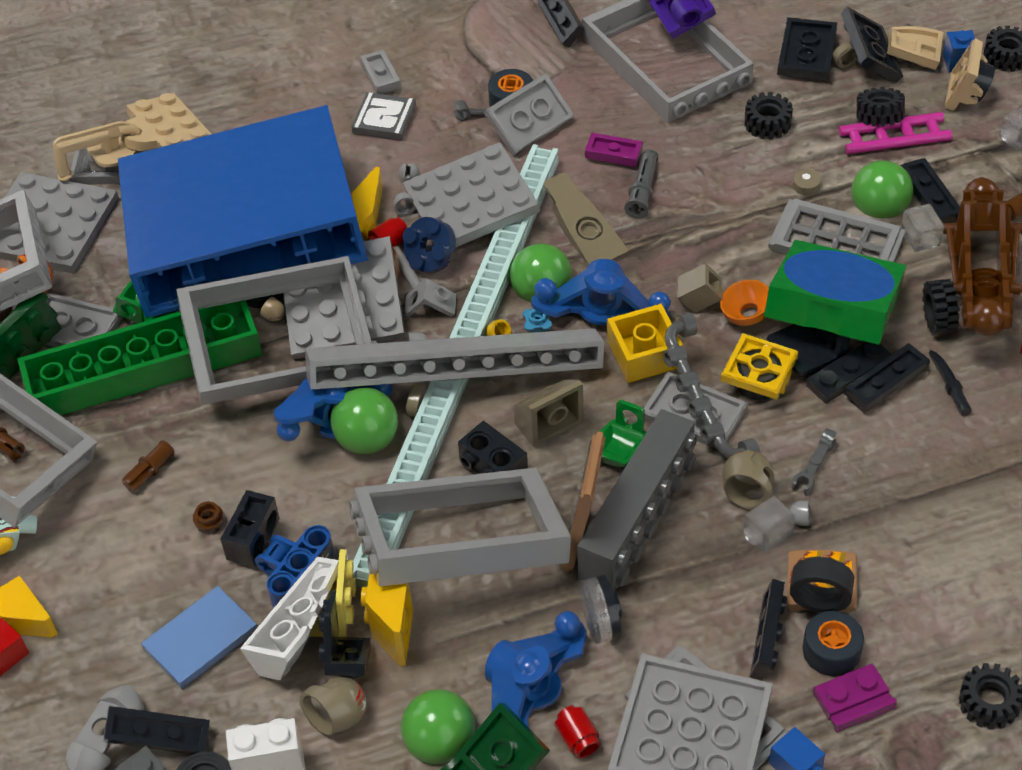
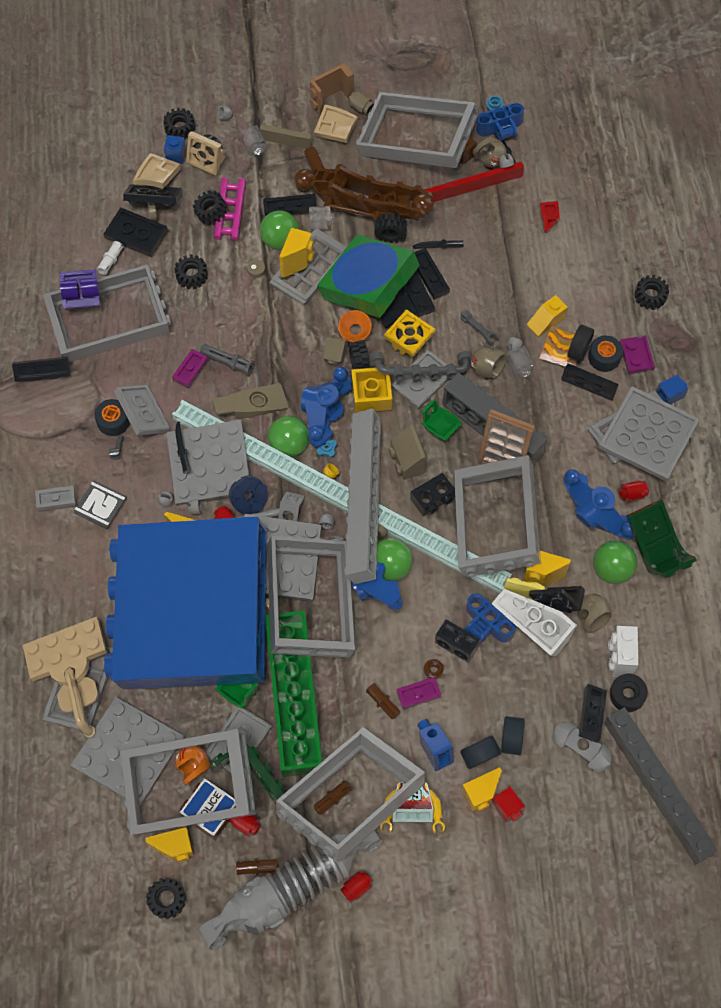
camera: 80 degrees left, 15 degrees up
(74, 592) = (480, 752): none -> black wheel
(80, 534) = (435, 744): none -> blue torso
(107, 629) = (513, 735): none -> black wheel
(165, 504) = (418, 693): none -> magenta plate
(199, 637) = (522, 685): medium blue tile -> none
(470, 160) = (182, 452): none -> black piece
(600, 609) = (563, 458): clear piece -> none
(703, 309) = (359, 355): none -> black tyre
(754, 35) = (110, 258): none -> white pin
(834, 198) = (296, 252): none -> yellow slope
(876, 547) = (547, 315): none -> yellow slope

